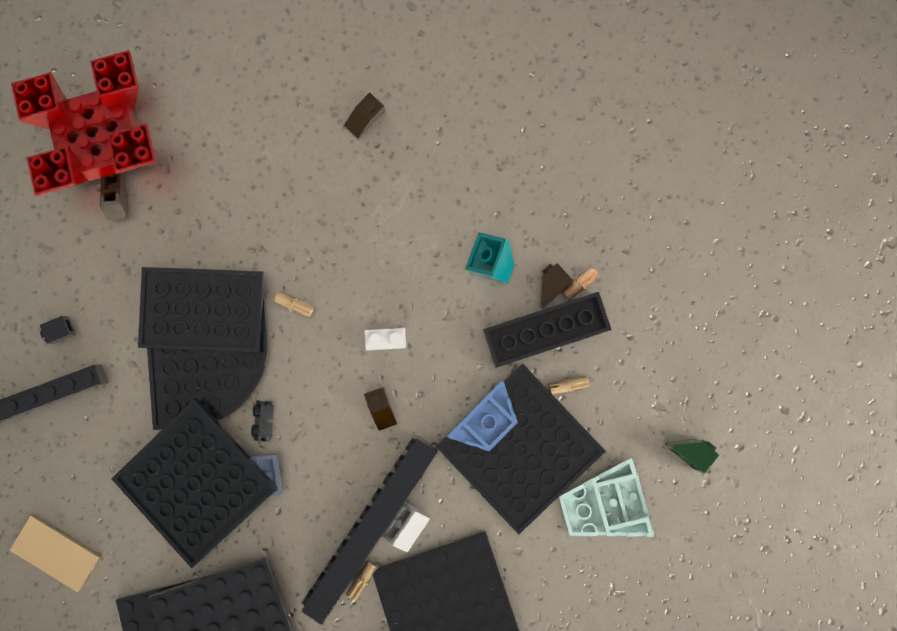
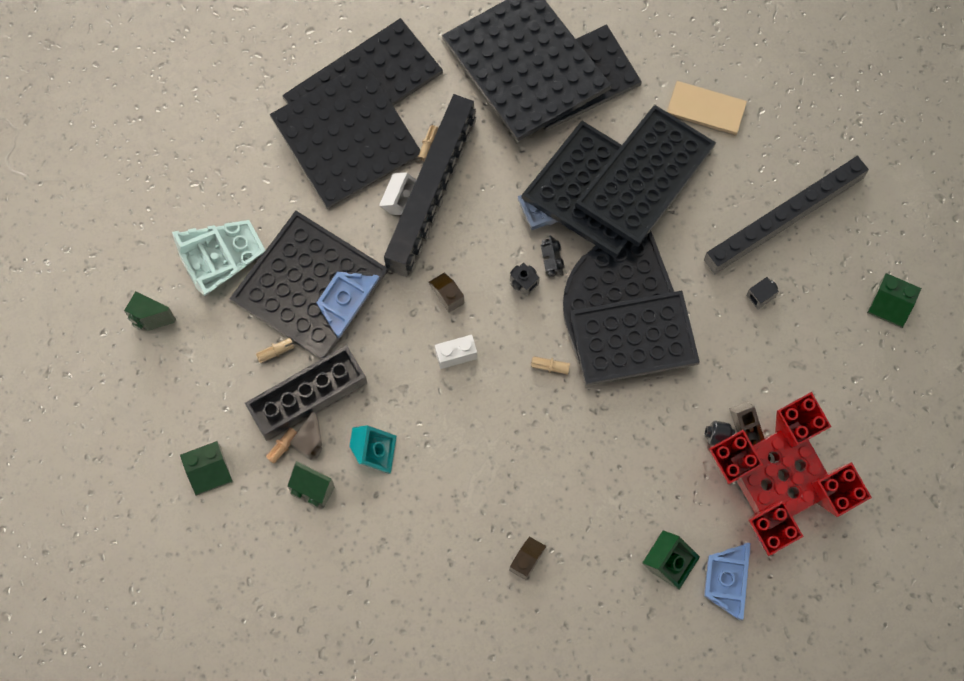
camera: 170 degrees right, 15 degrees down
(139, 485) = (645, 175): none -> black plate
(144, 193) = (718, 432): none -> black head
(177, 52) = (728, 579): none -> medium blue wing
(227, 82) = (671, 559): none -> dark green slope
(290, 401) = (524, 278): none -> black brick
(560, 233) = (310, 485): none -> dark green slope
(660, 277) = (206, 468): none -> dark green slope

